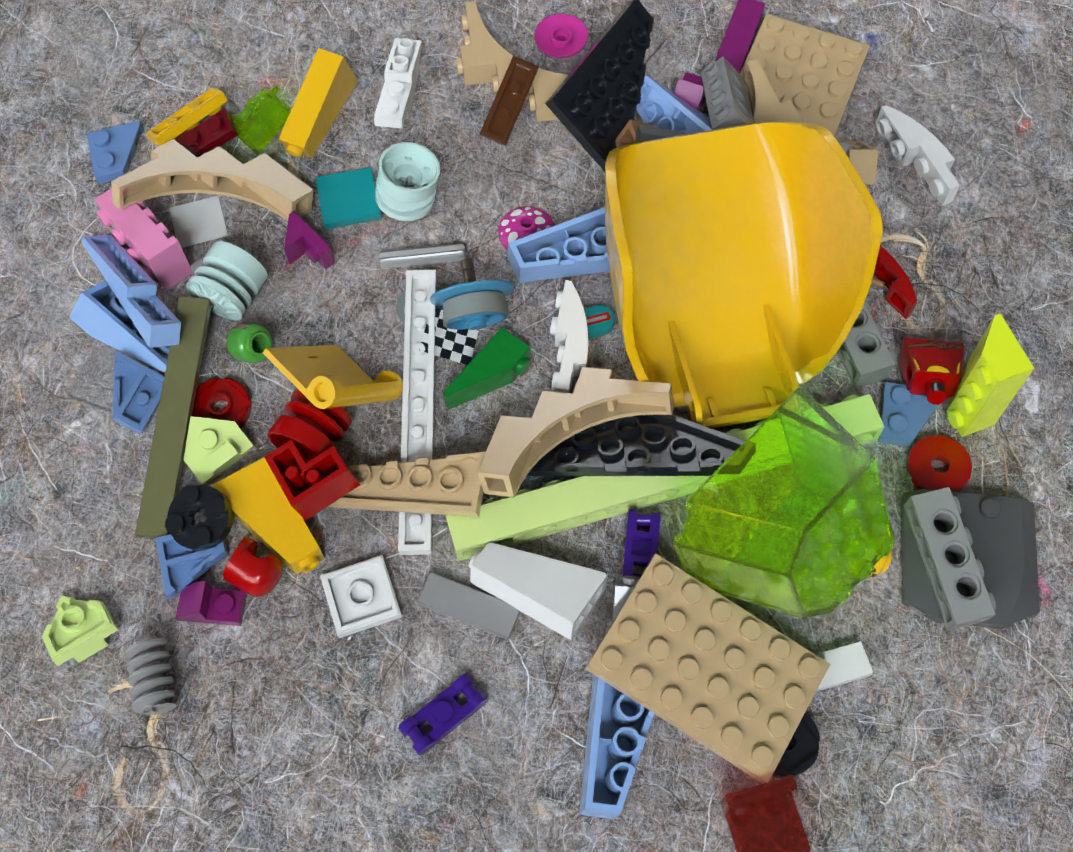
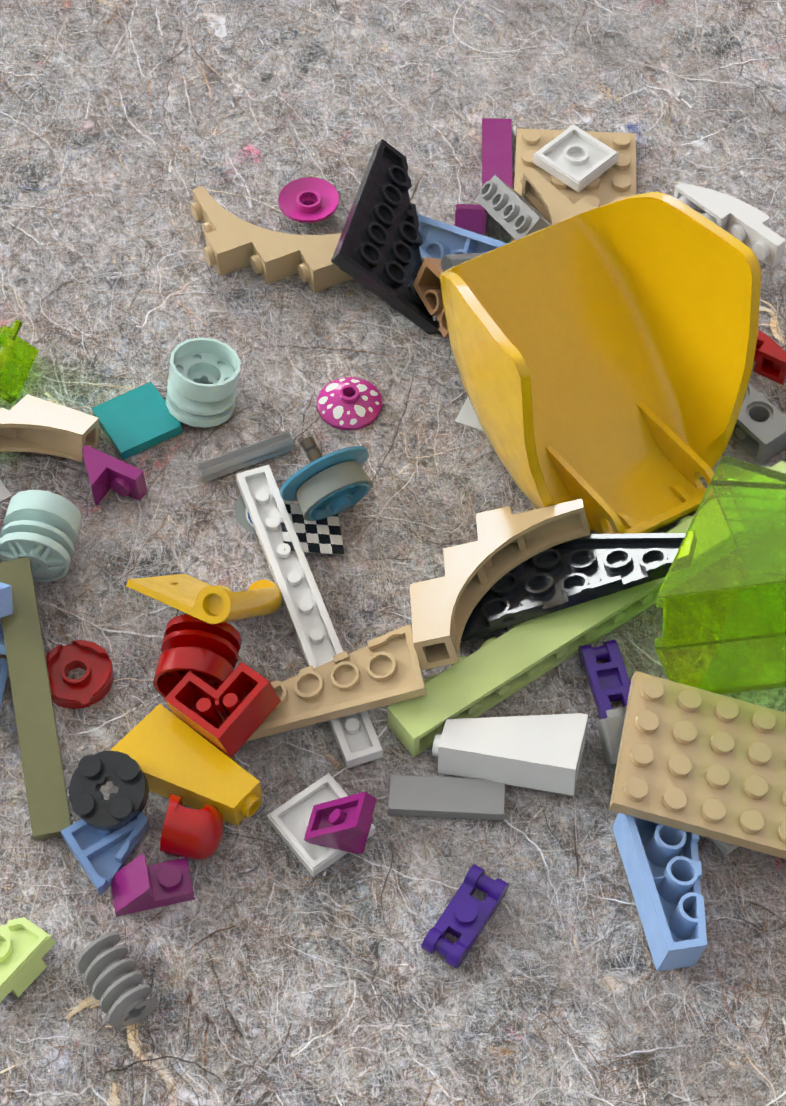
camera: 20 degrees left, 10 degrees down
(214, 446) = (90, 715): yellowish green plate -> none
(248, 342) = (88, 595): bright green head -> none
(317, 103) = (66, 330): yellow slope -> none
(371, 605) = (342, 823): none -> magenta slope
(399, 83) = (148, 288): white slope -> none
(490, 369) = (372, 548): green slope -> none
(509, 101) = (281, 275): reddish brown tile -> none
(562, 250) = (409, 404): light blue wedge -> none
(570, 337) = (444, 491): white slope -> none
(599, 321) = (465, 470): teal tile -> none
(805, 56) = (575, 158): none -> white tile

